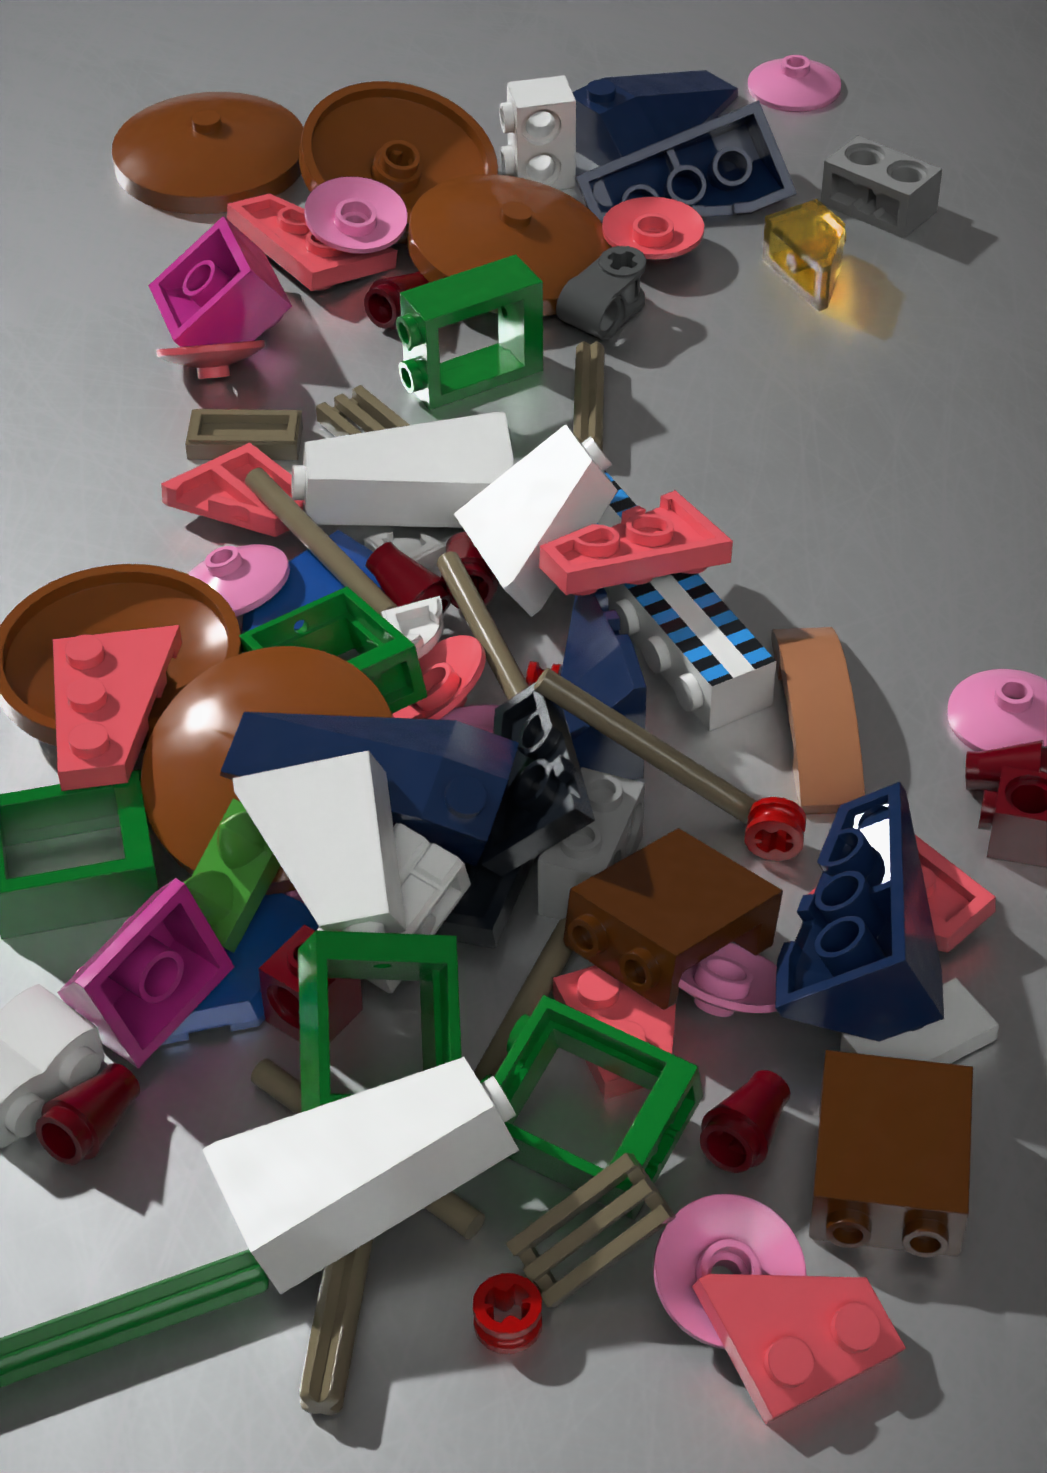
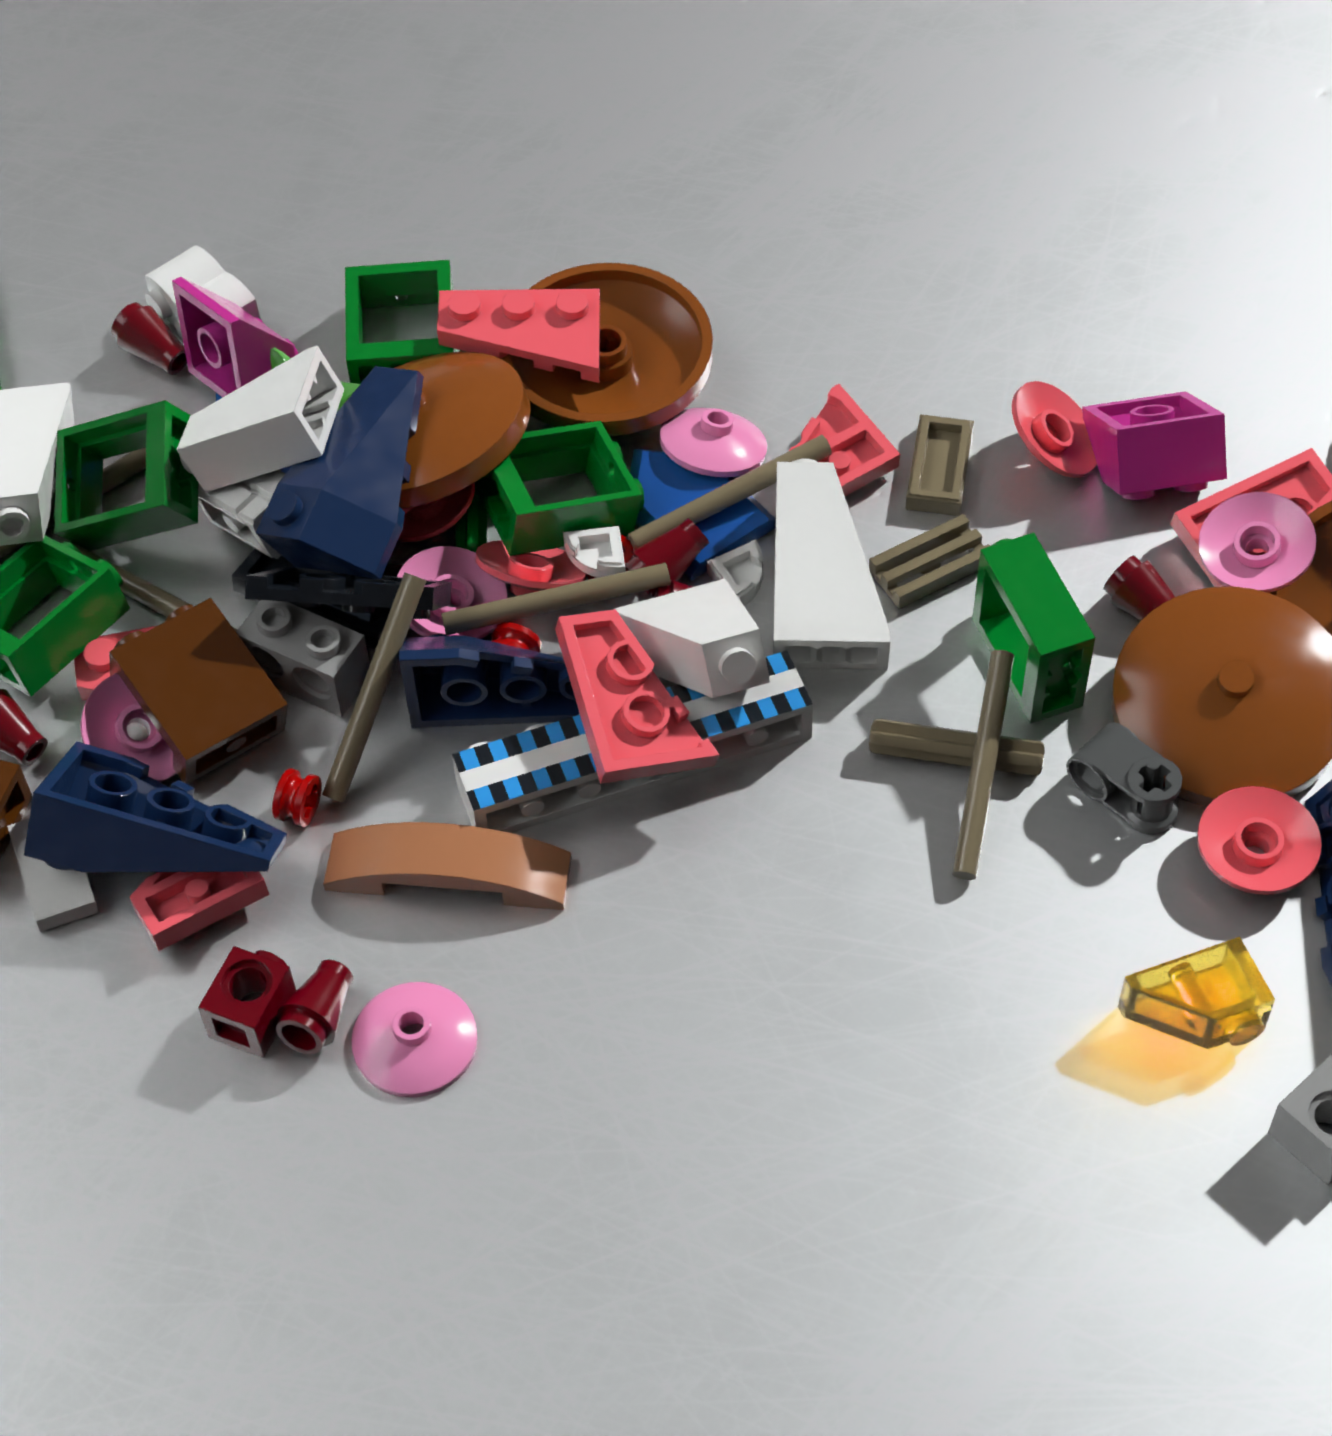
camera: 100 degrees right, 10 degrees up
(617, 365) = (983, 765): none -> dark tan bar

